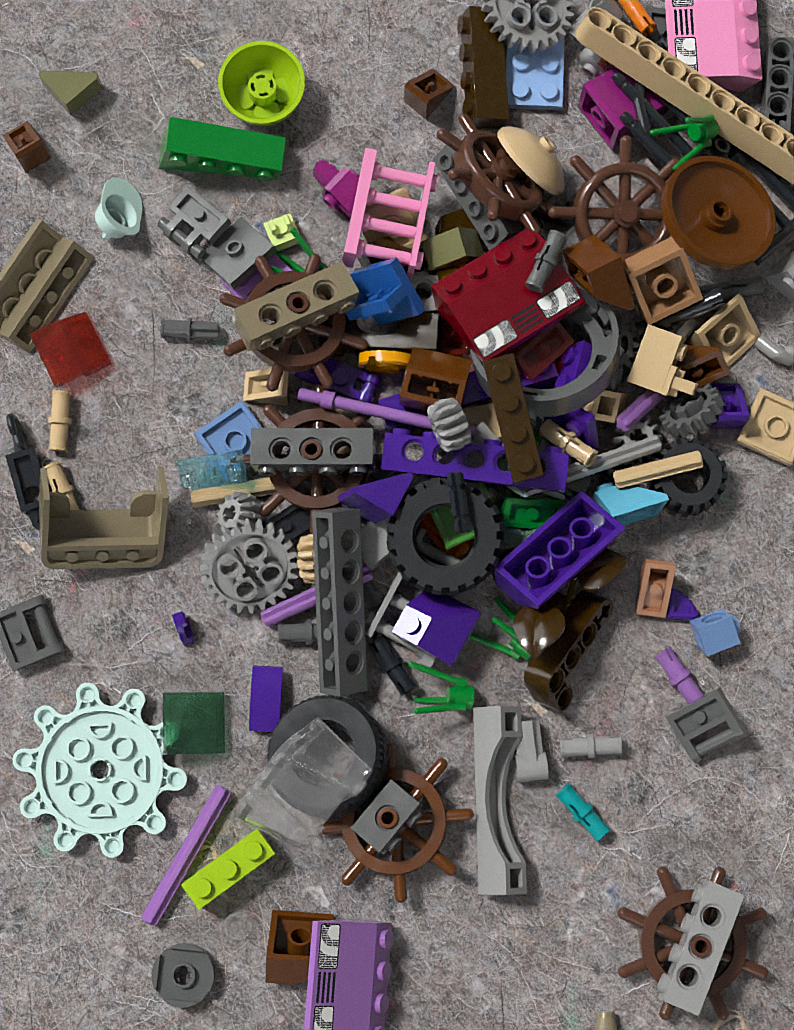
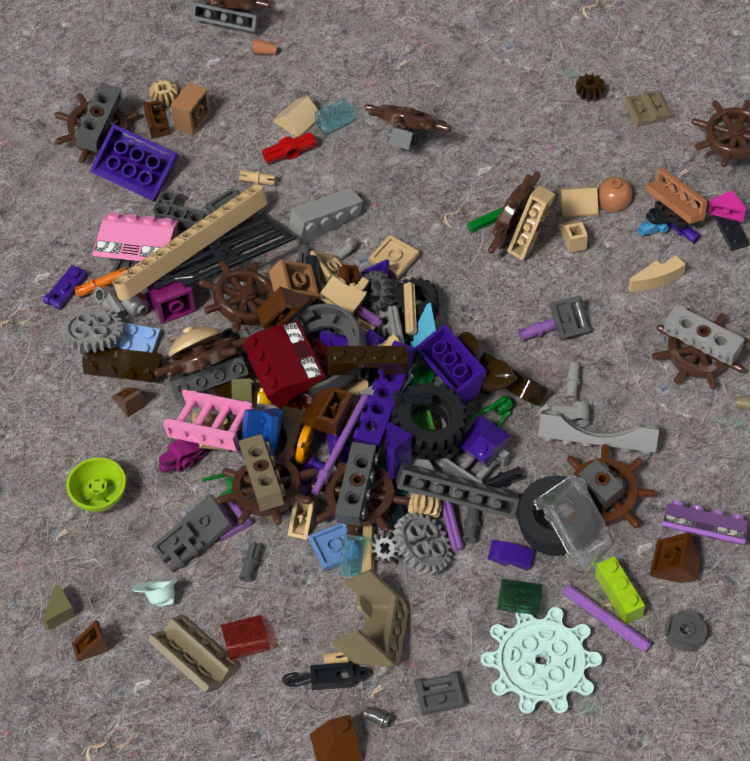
camera: 75 degrees left, 25 degrees down
(59, 421) = (294, 650): tan pin -> none
(183, 628) = (453, 596): dark purple tile -> none
(220, 150) = (131, 522): green wedge -> none
(279, 232) = (196, 495): yellowish green tile -> none
(449, 424) = (362, 394): light grey gear -> none
(457, 697) = (529, 443): green plant -> none
(546, 261) = (279, 336): dark grey pin -> none
(582, 812) = (603, 397): teal pin -> none
(655, 588) = (481, 329): nougat slope -> none
(680, 607) = (493, 324): dark purple tile -> none
(698, 129) = (204, 249): green plant -> none
(715, 632) = (514, 305): medium blue brick -> none
(718, 212) = (261, 243): reddish brown dish -> none

